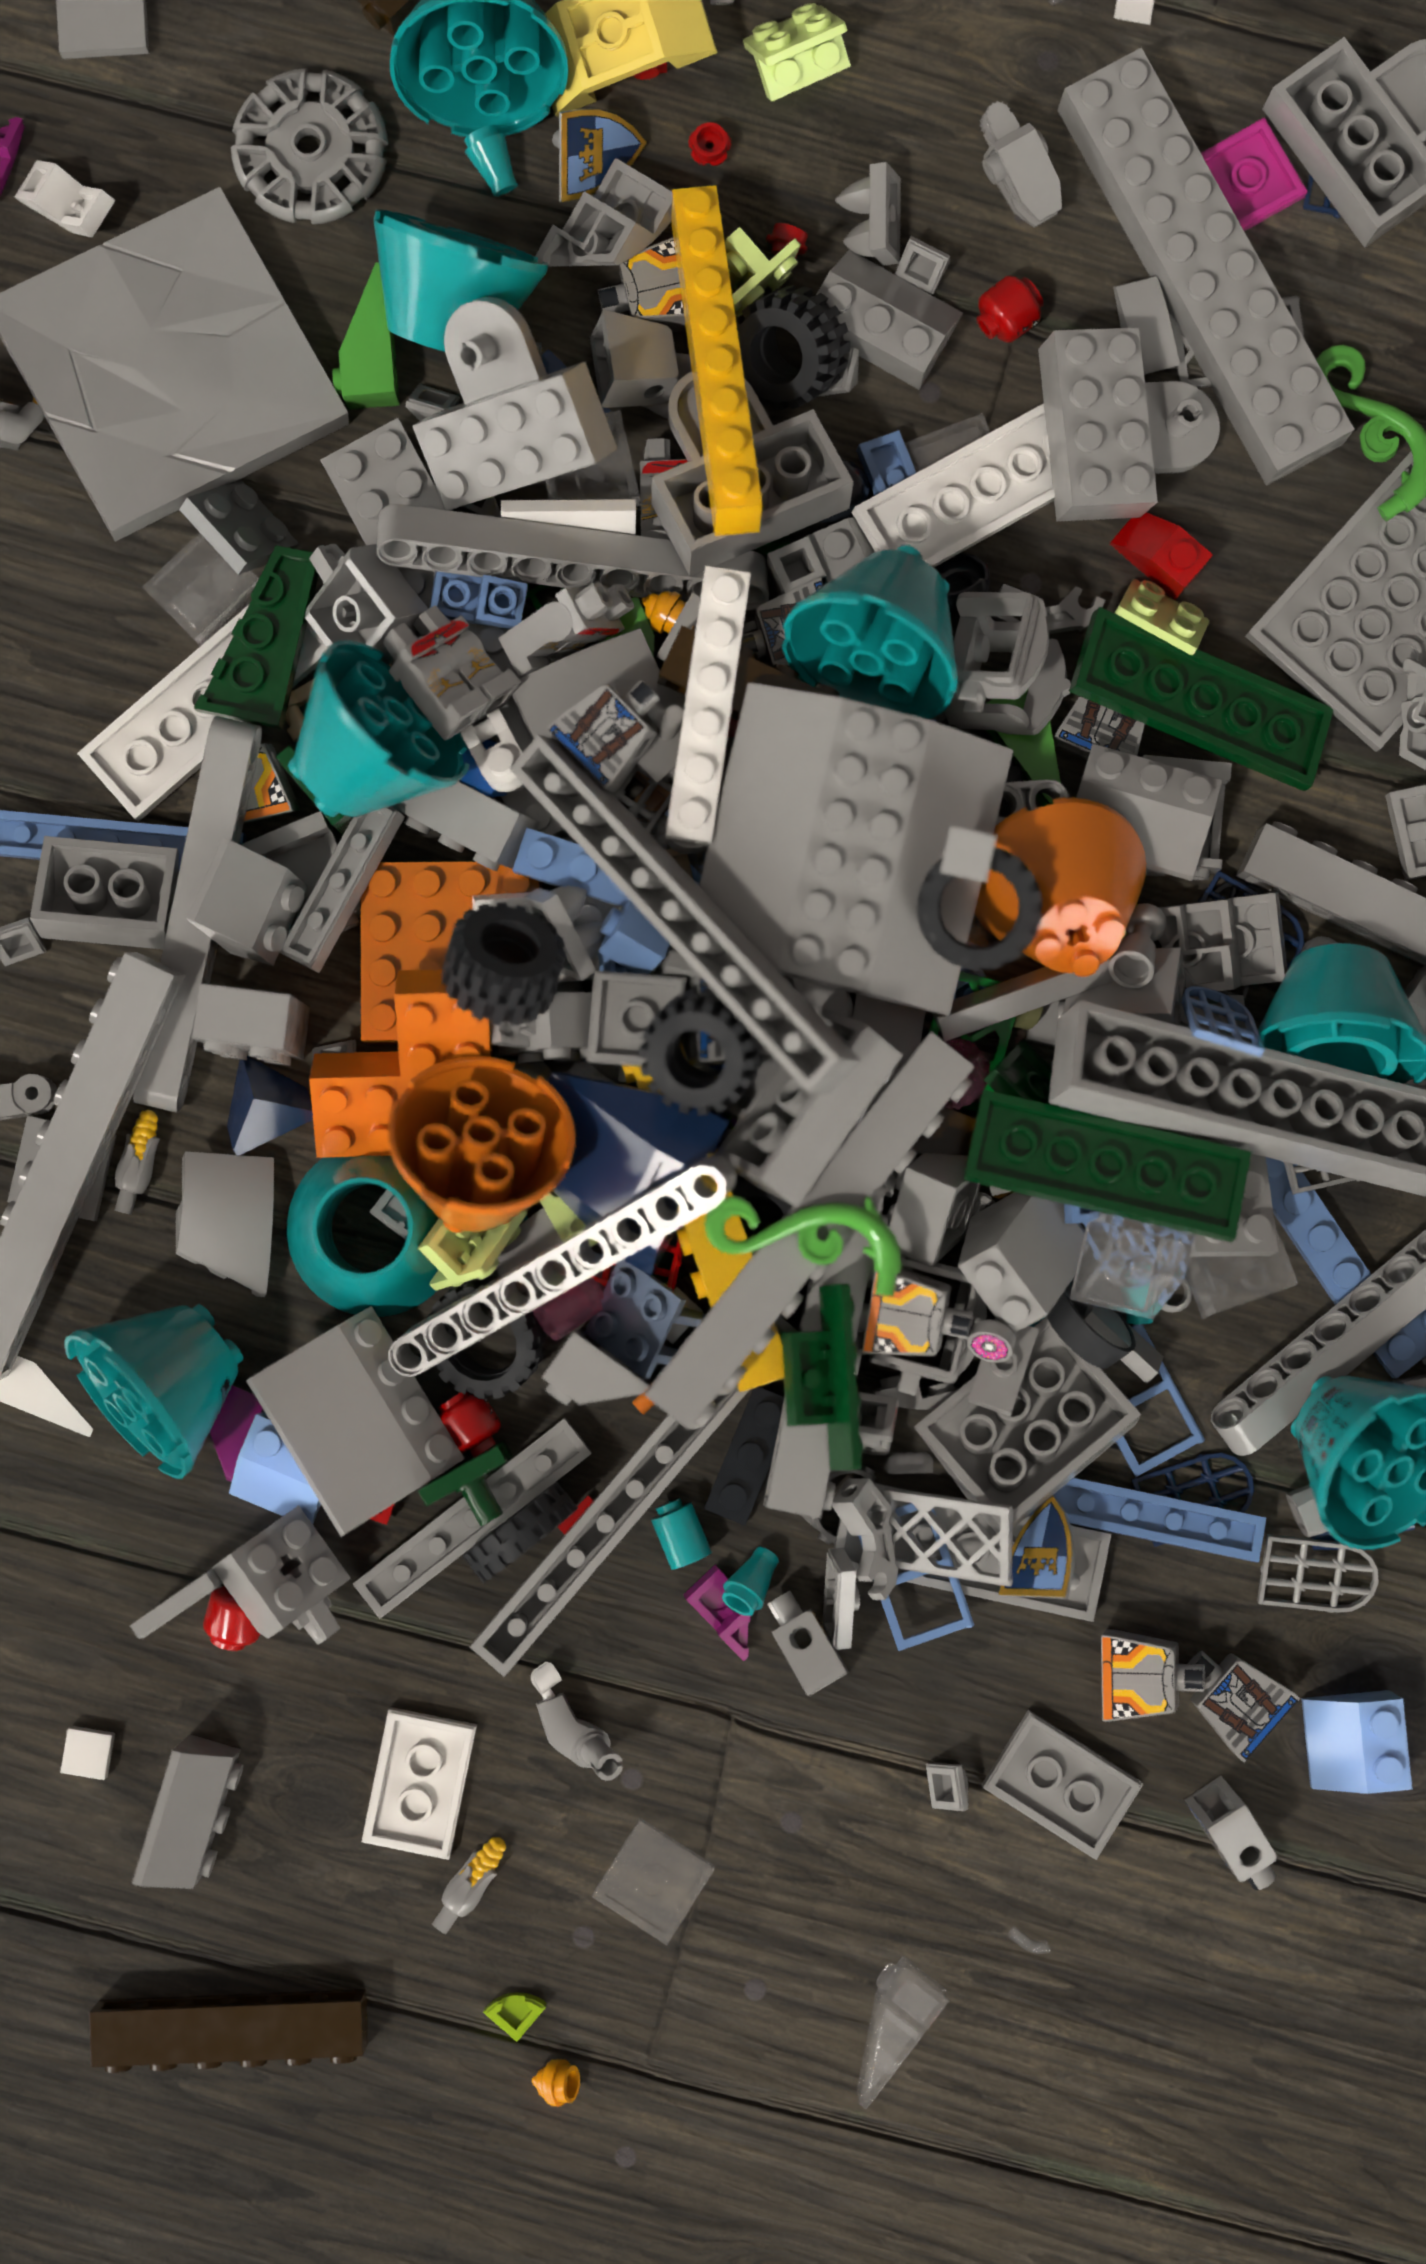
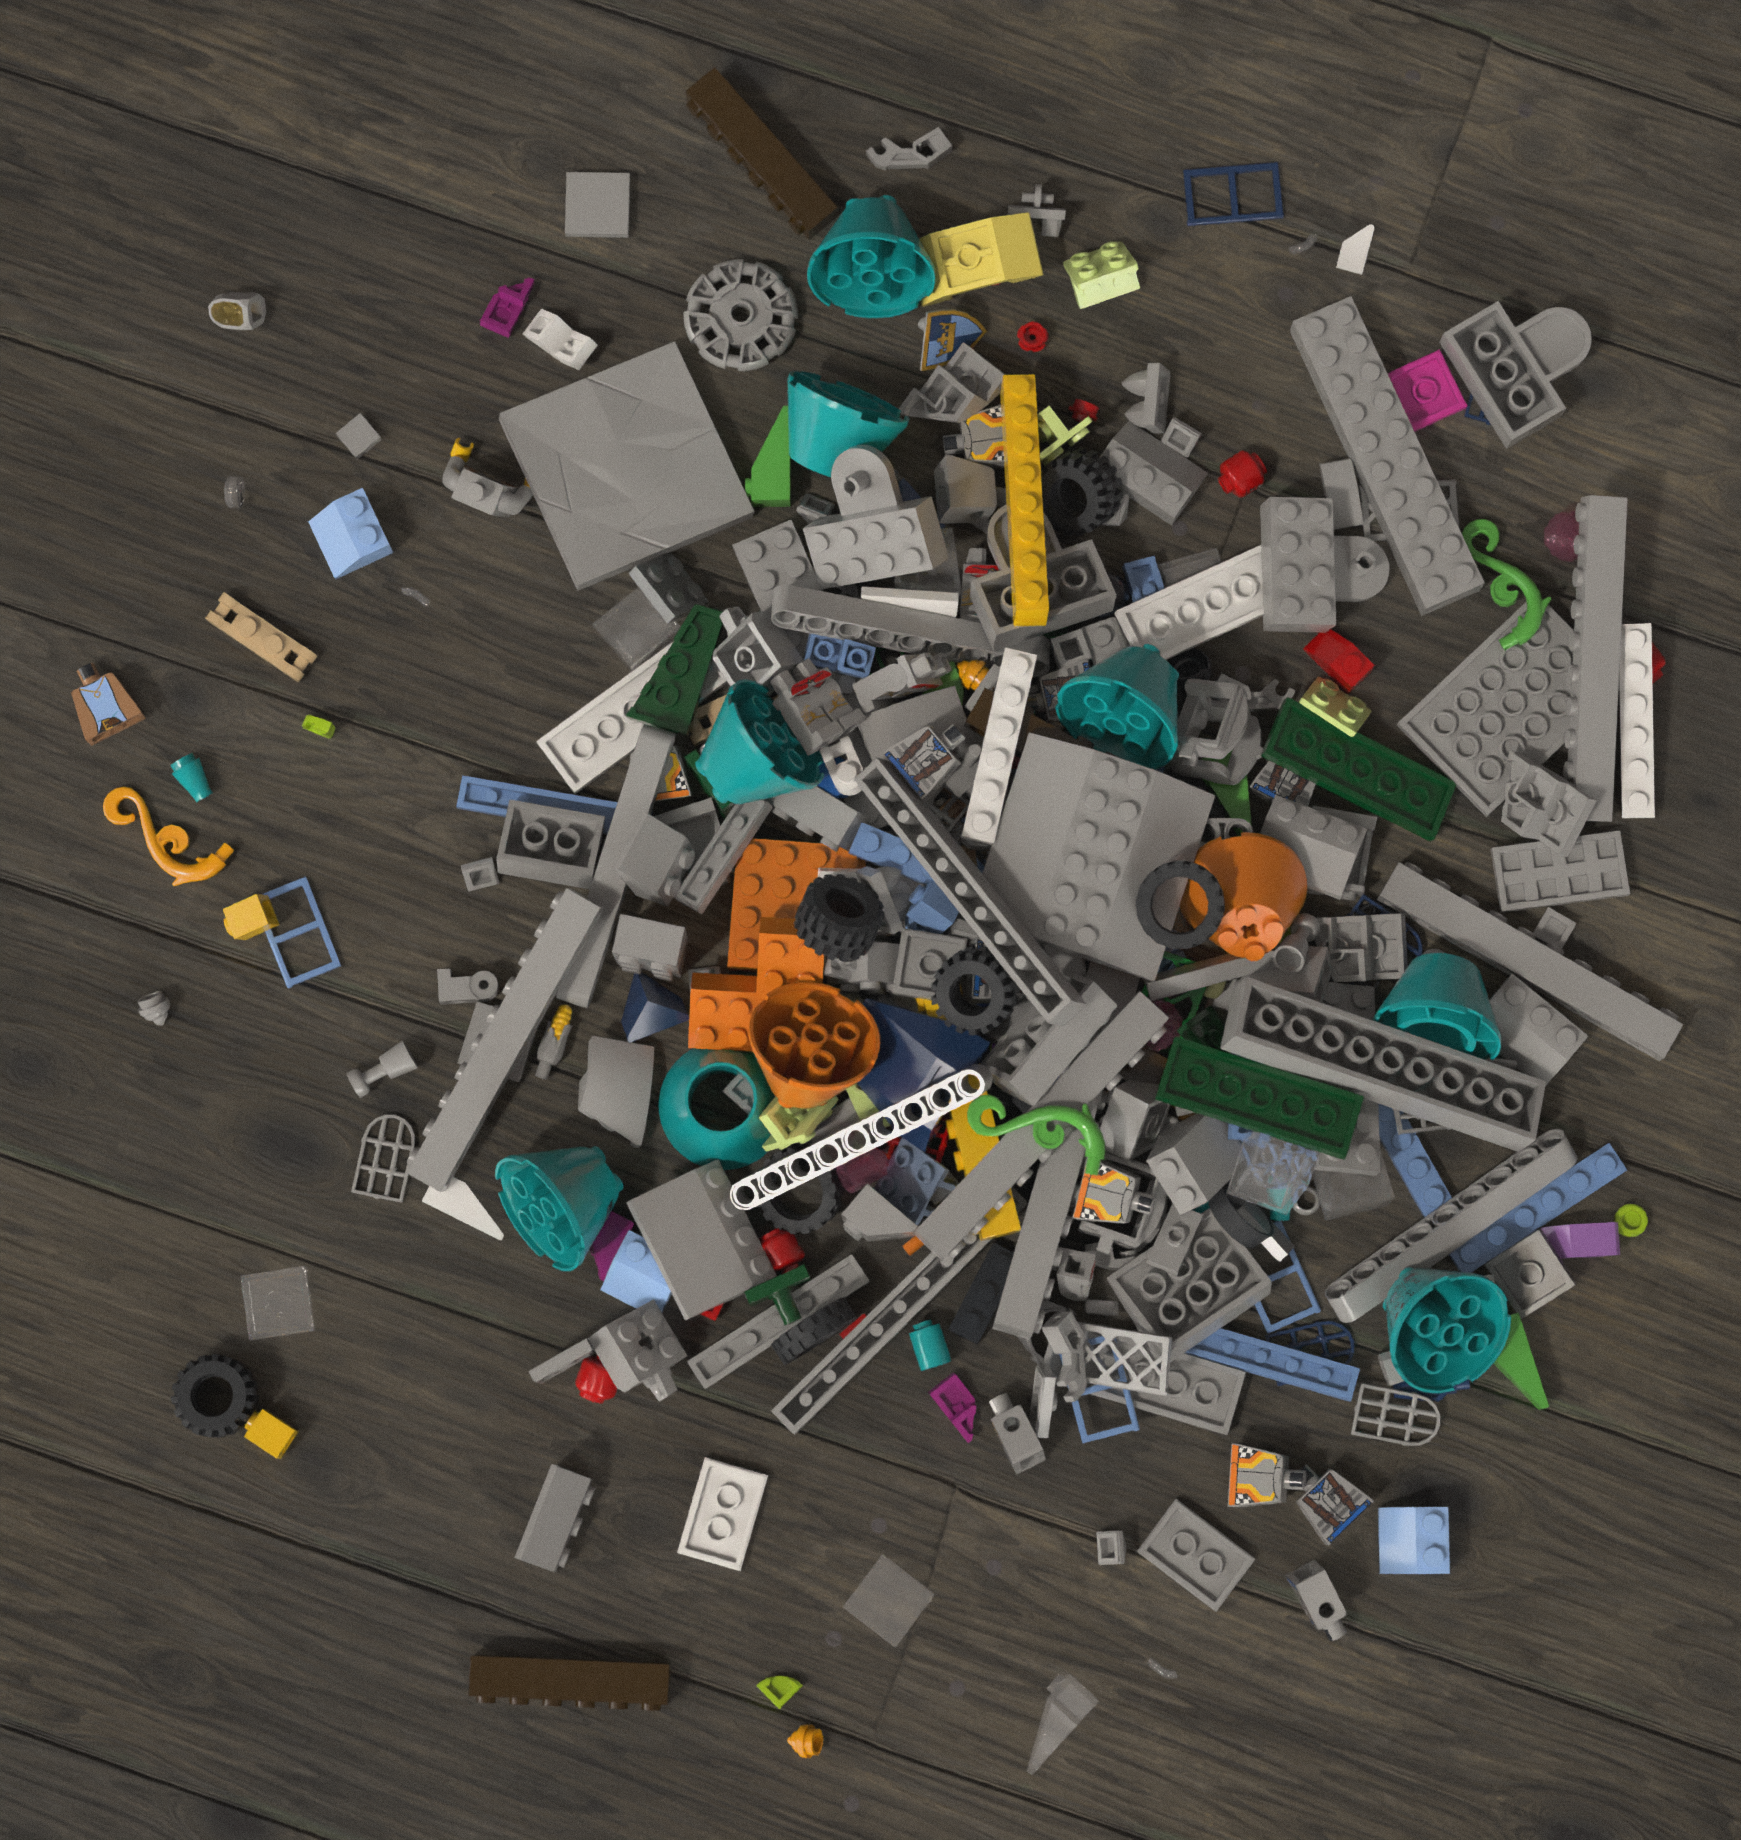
camera: 10 degrees right, 5 degrees down
(87, 1752) = (481, 1470): white tile -> none
(469, 1884) = (754, 1589): light grey piece -> none
(491, 158) = (873, 335): teal cone -> none
(572, 1737) = (841, 1490): light grey arm -> none
(750, 1583) = (977, 1386): teal cone -> none
(823, 1377) = (1042, 1231): dark green bracket -> none
(968, 854) = (1174, 866): light grey tile -> none
(991, 1341) = (1166, 1218): tile -> none
(1020, 165) = (1257, 371): light grey hinge -> none
(1044, 1556) = (1193, 1380): shield -> none
(1241, 1013) = (1368, 999): medium blue window -> none

